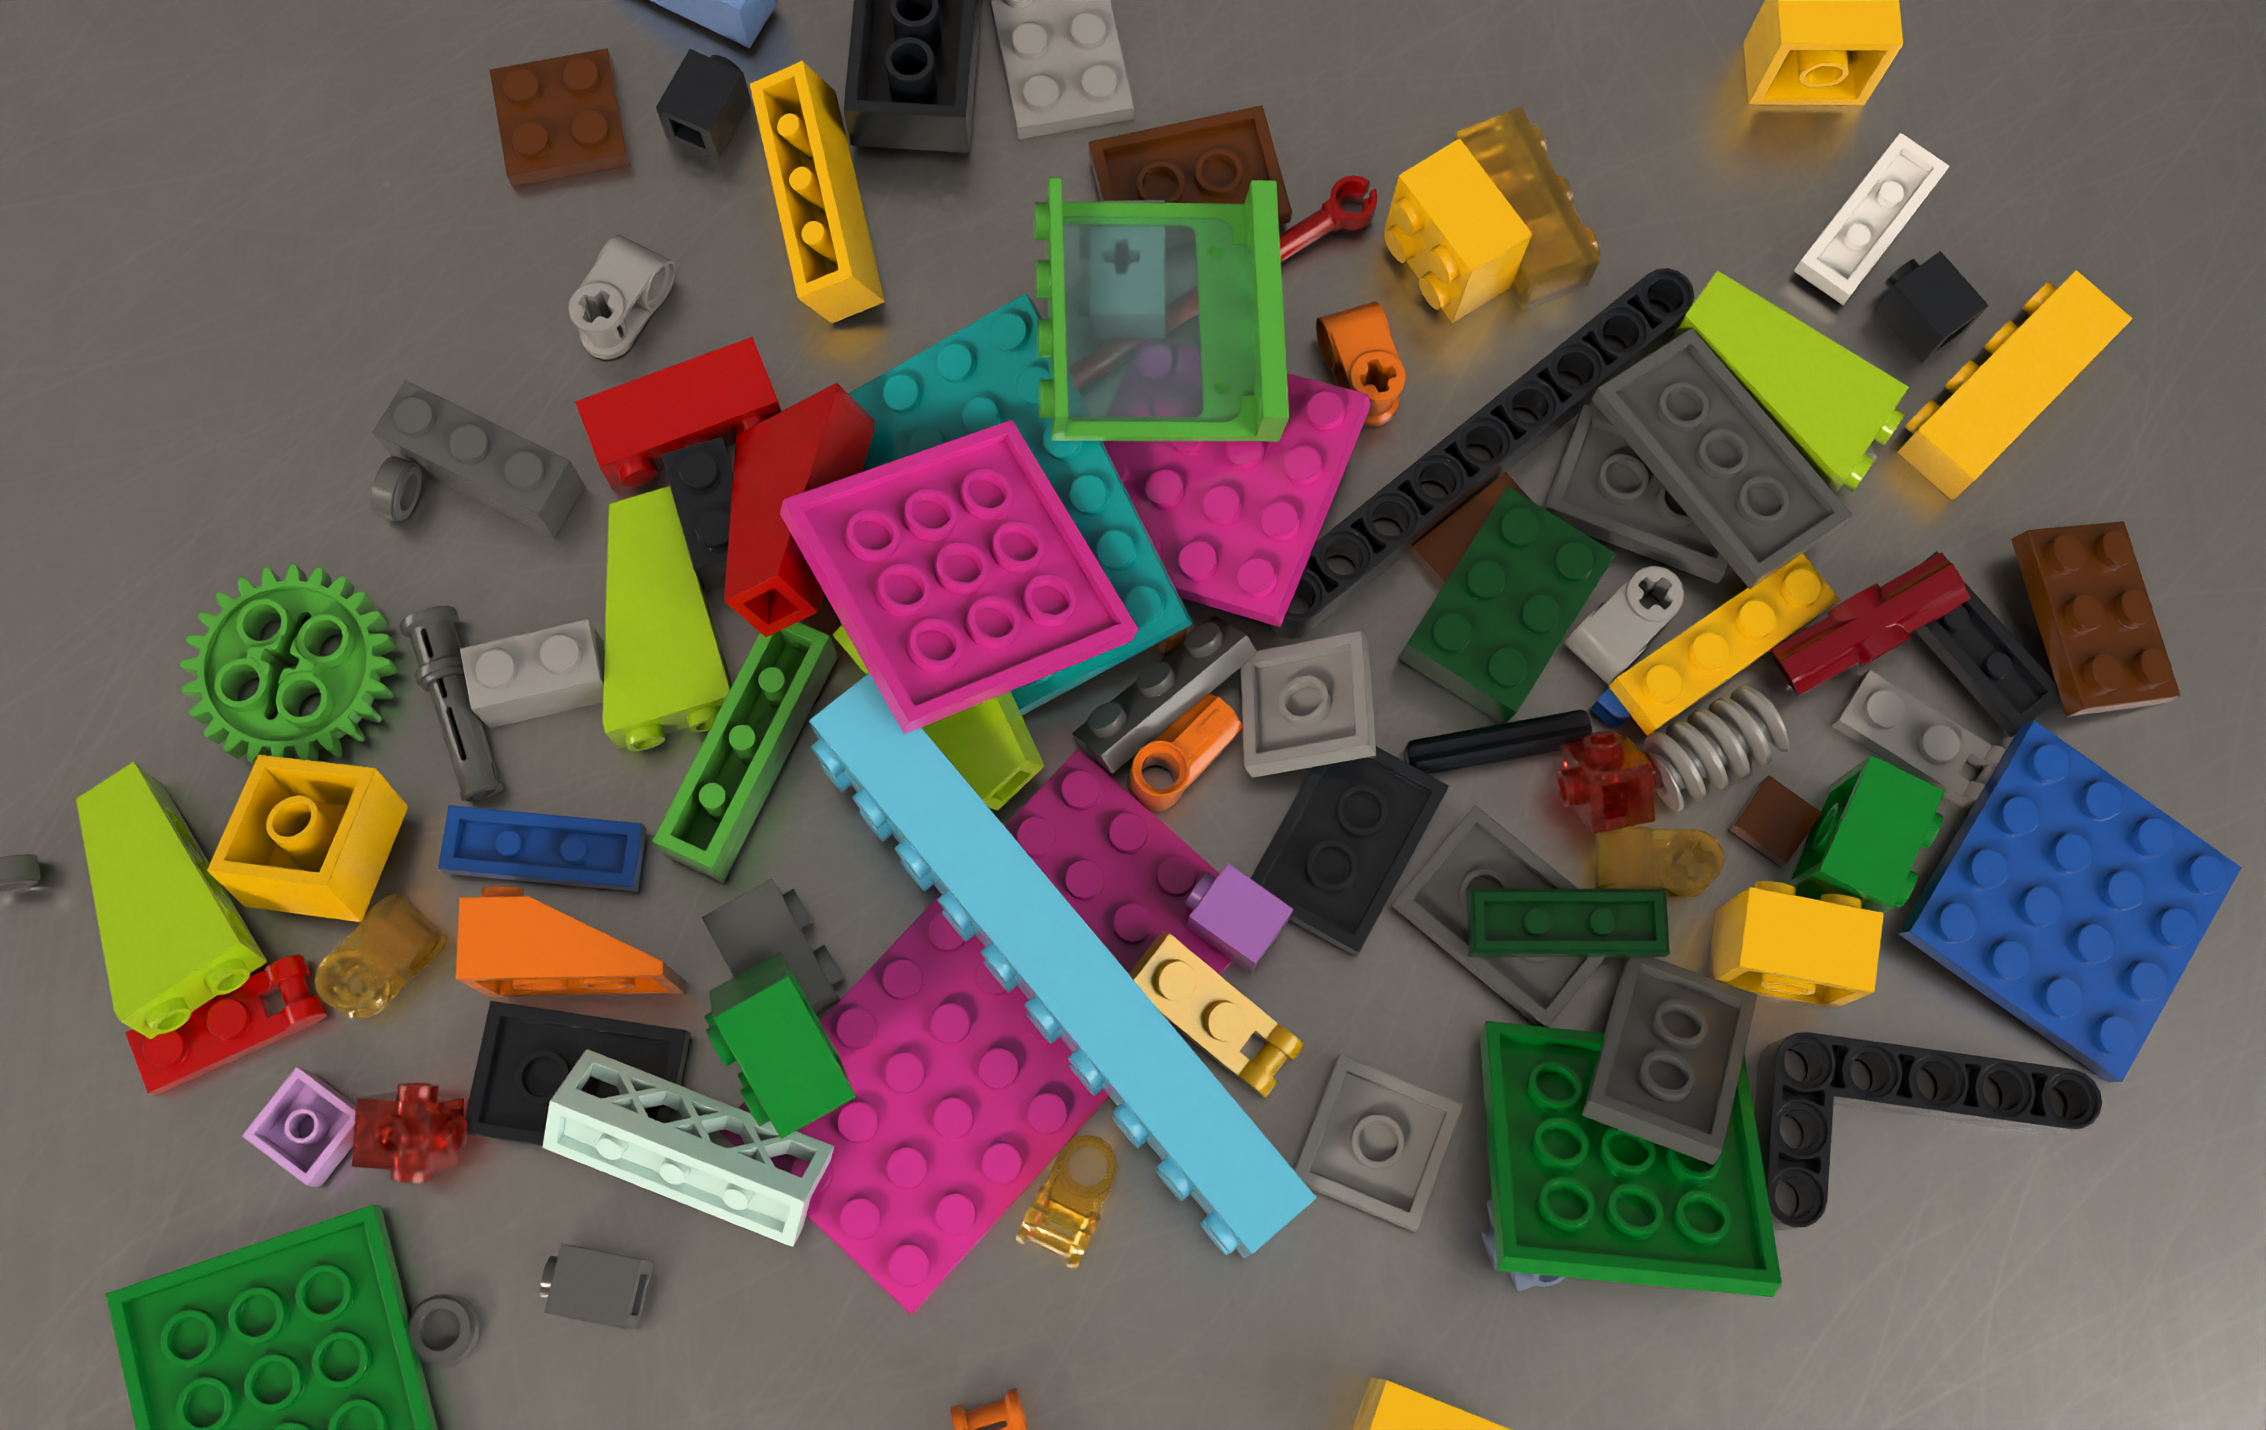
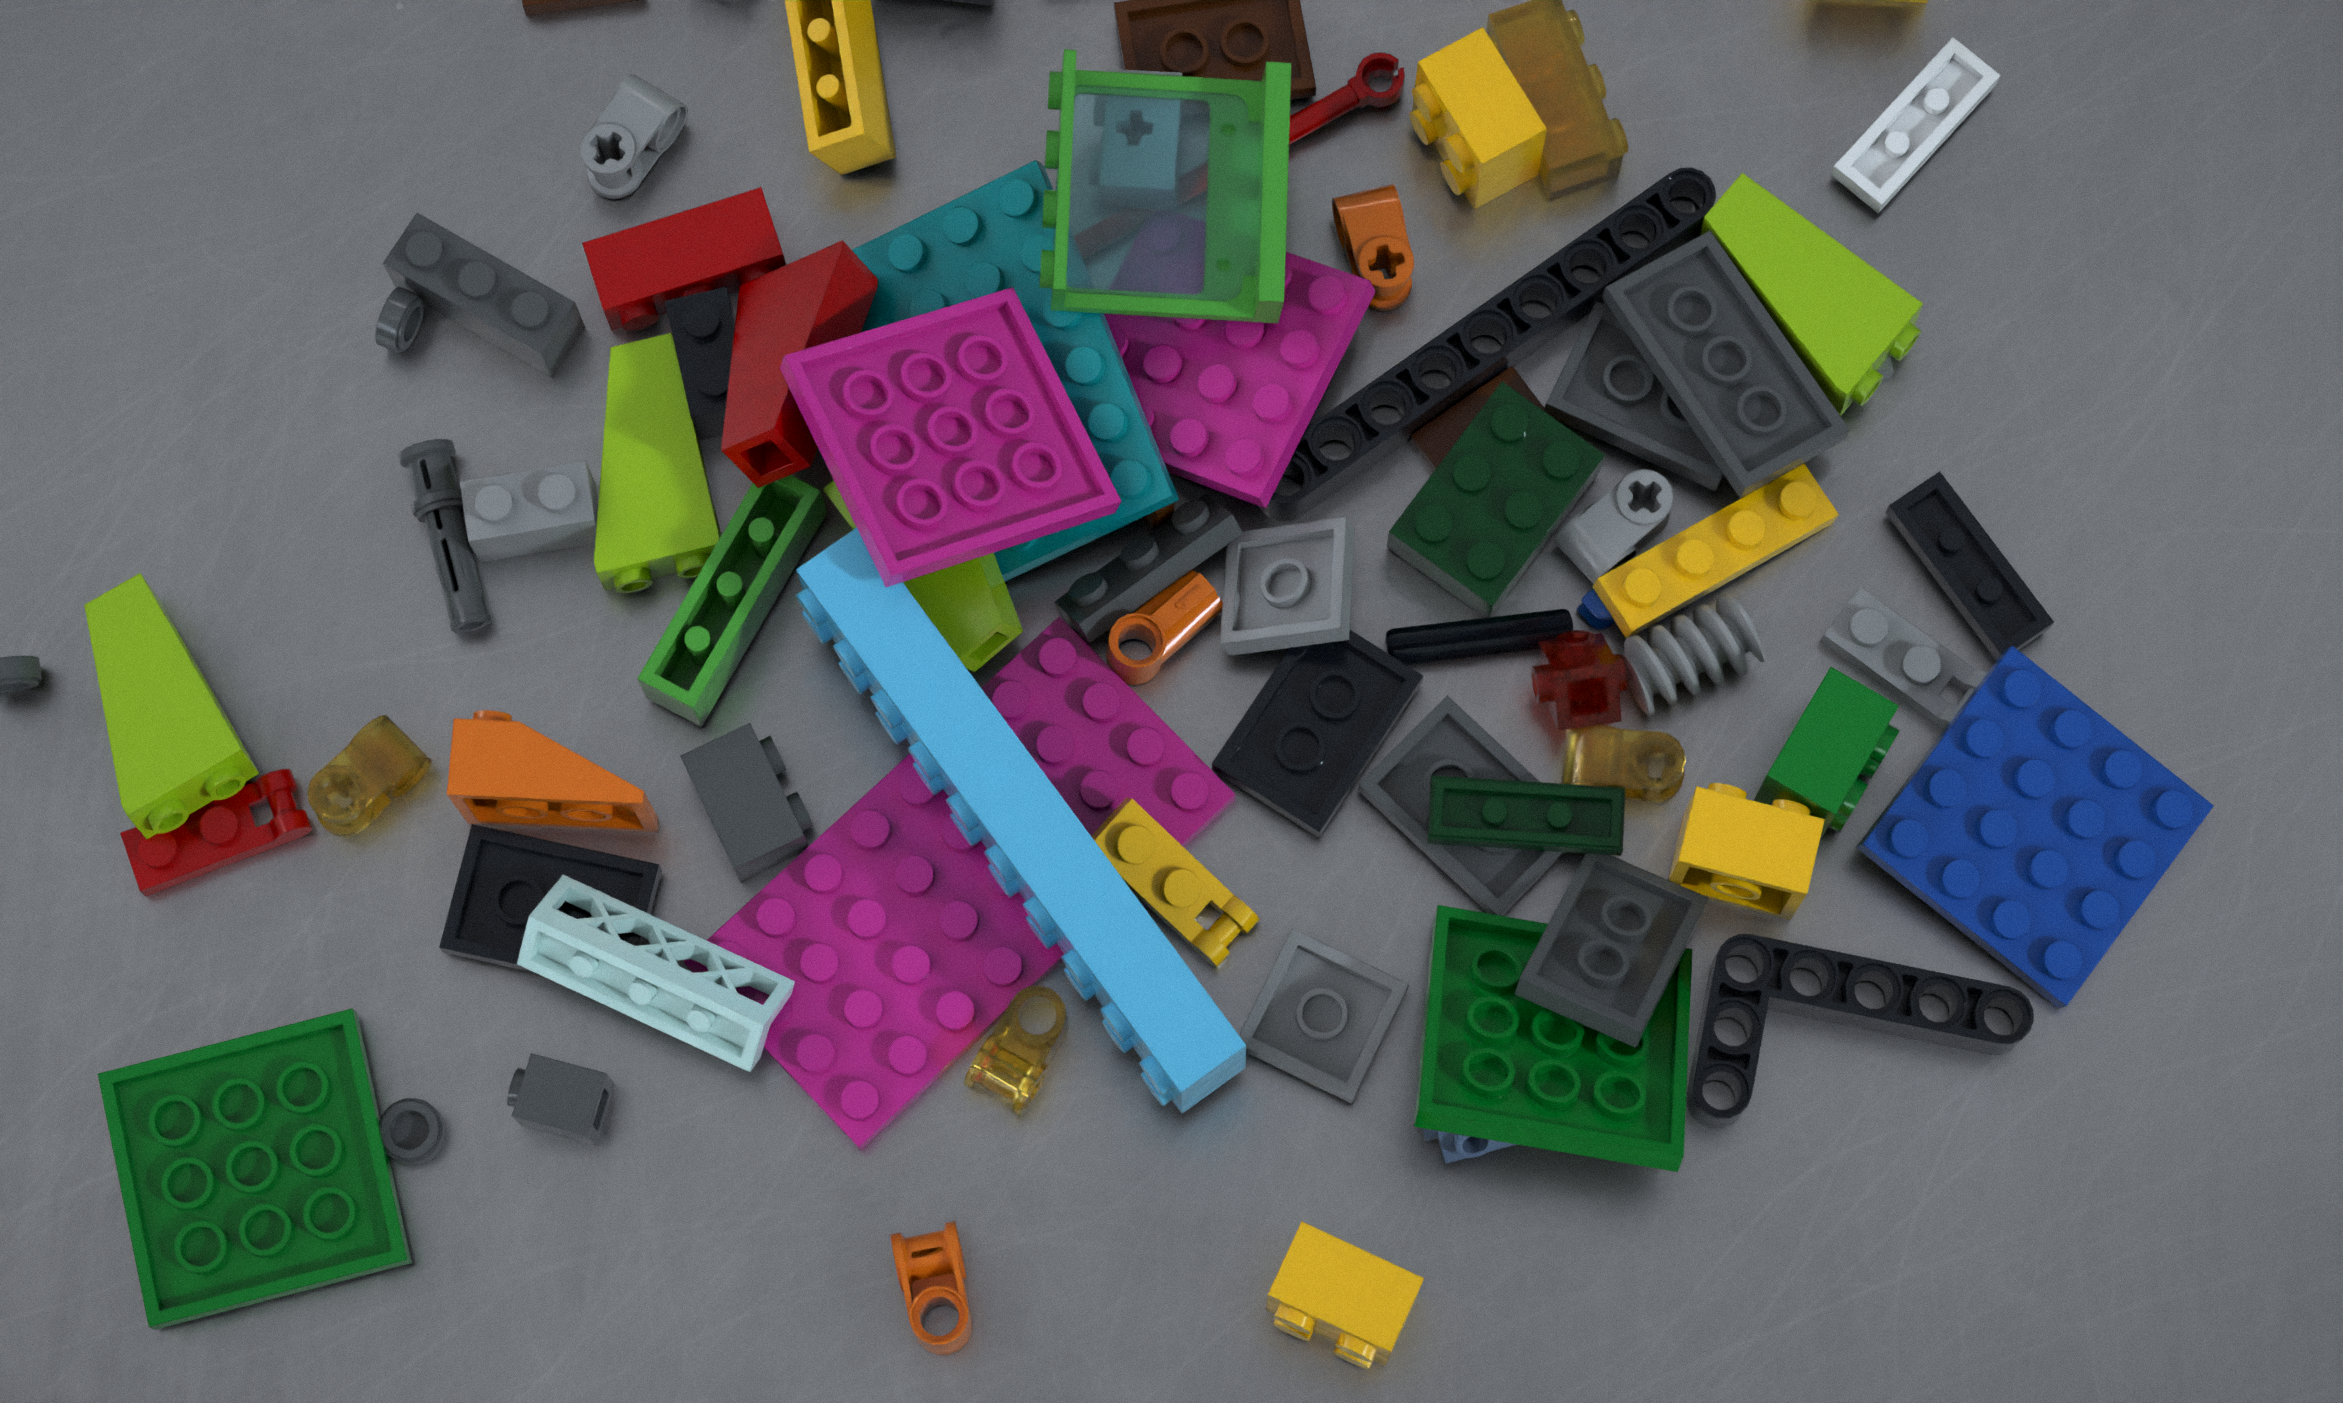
camera: 10 degrees right, 0 degrees up
(234, 654) = (236, 475): bright green gear -> none
(305, 1127) = (292, 933): lavender piece -> none
(309, 838) = (307, 656): yellow brick -> none
(409, 1132) = (391, 942): clear red brick -> none
(542, 848) = (528, 682): blue plate -> none
(781, 1046) = (750, 874): green brick -> none
(1236, 915) = (1199, 787): medium lavender brick -> none
(1775, 821) = (1749, 731): reddish brown tile -> none
(1870, 624) = (1859, 541): dark red piece -> none
(1929, 305) = (1963, 219): black brick -> none
(2013, 385) = (2040, 305): yellow brick -> none
(2095, 618) = (2095, 548): reddish brown plate -> none

